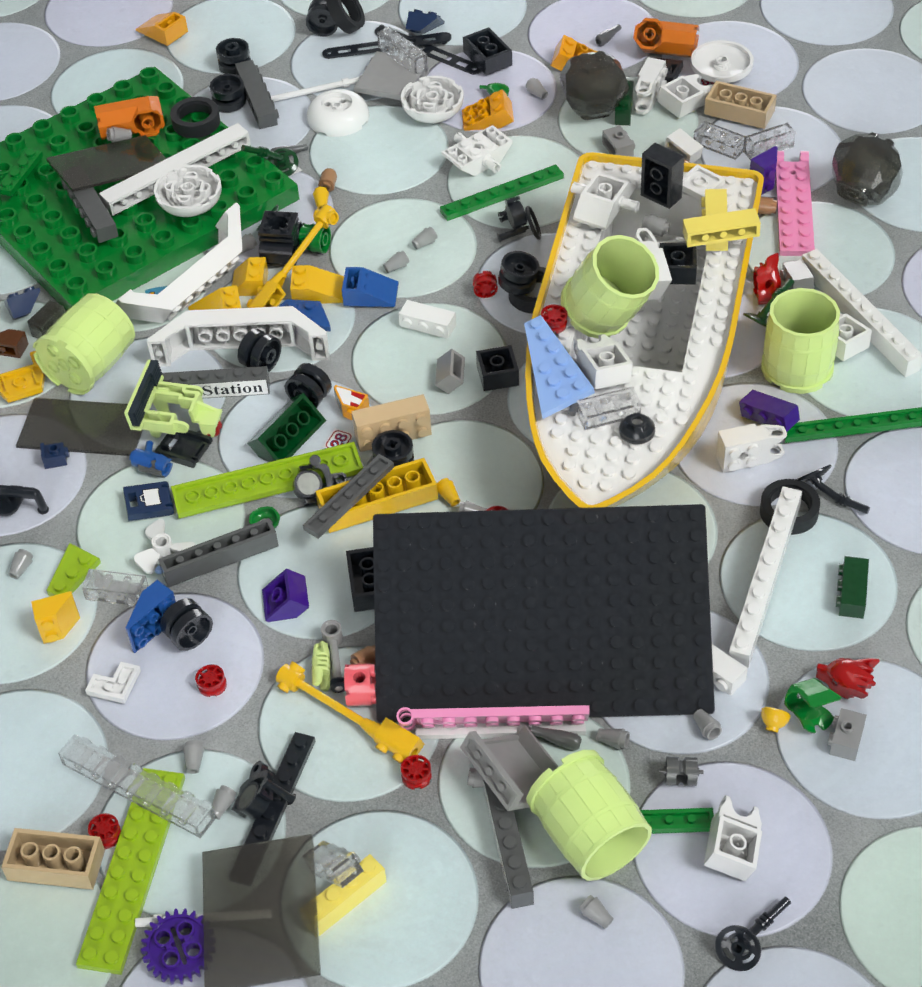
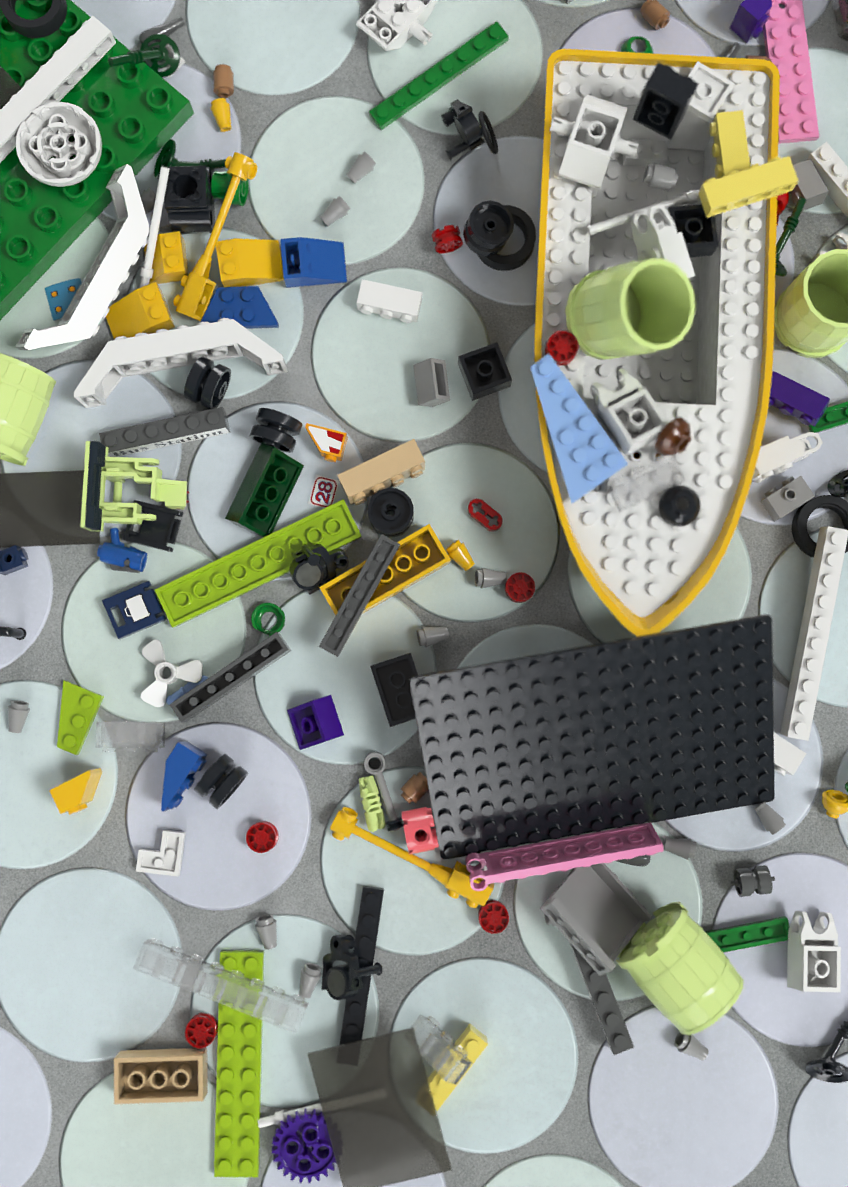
camera: 15 degrees left, 35 degrees up
(232, 280) = (146, 270): none -> white bar
(480, 466) = (489, 511): none -> red beam
(630, 373) = (674, 437): none -> reddish brown piece
(753, 481) = (788, 498): none -> light grey brick

